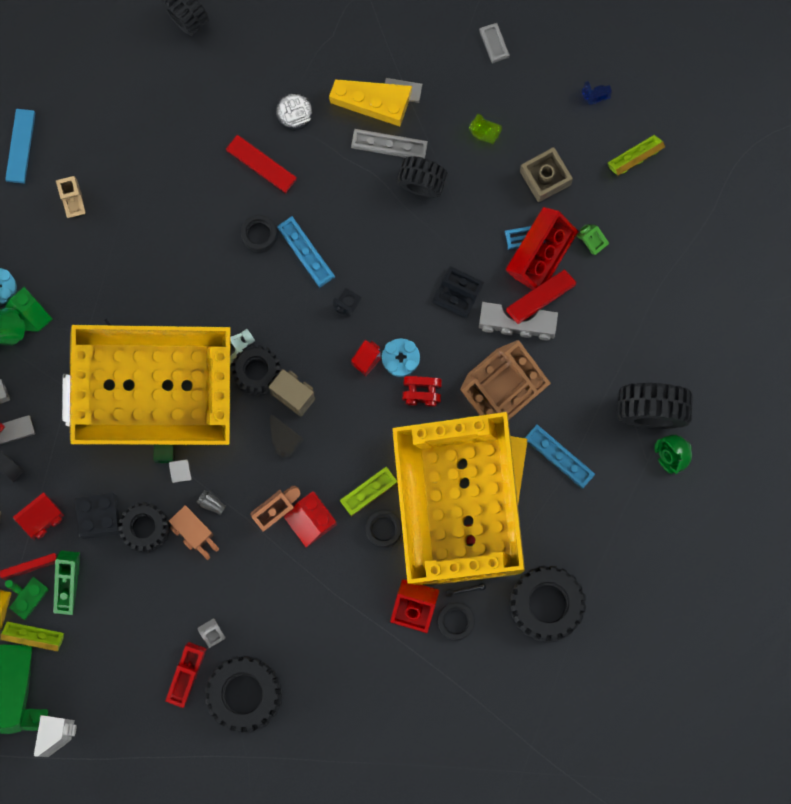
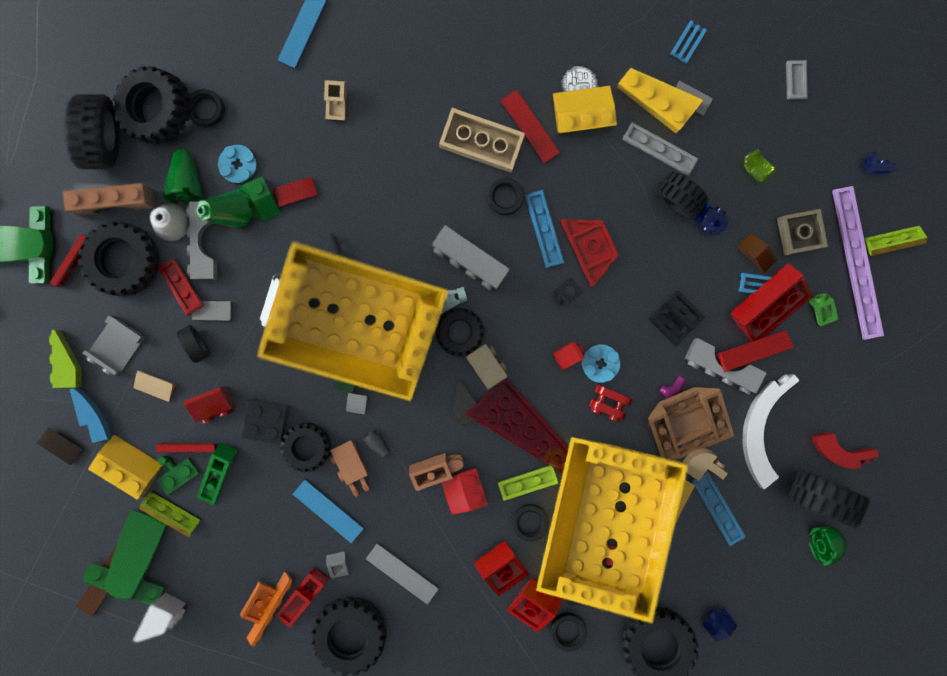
camera: 20 degrees right, 10 degrees up
(59, 293) = (294, 192): none -> red slope
(150, 693) = (262, 606): none -> orange bracket
(185, 583) = (328, 511): none -> dark azure tile
(219, 189) = (481, 140): none -> tan brick
(243, 299) = (469, 257): none -> light grey brick
(276, 619) = (402, 573): none -> light grey tile
(306, 131) = (584, 109): none -> yellow slope
(338, 435) = (516, 420): none -> dark red wing
(355, 253) = (591, 246): none -> red wing
(371, 581) = (501, 568): none -> red slope
(385, 27) = (697, 28): none -> dark azure tile
(453, 190) = (712, 219): none -> clear blue brick
(478, 358) = (674, 389): none -> magenta arm
(513, 207) = (757, 252): none -> reddish brown slope
(526, 414) = (700, 461): none -> tan brick
(573, 389) = (754, 429): none -> white arch
(597, 563) = (719, 624): none -> clear blue brick
(609, 186) = (858, 262): none -> lavender plate
(653, 368) = (830, 449): none -> red arch

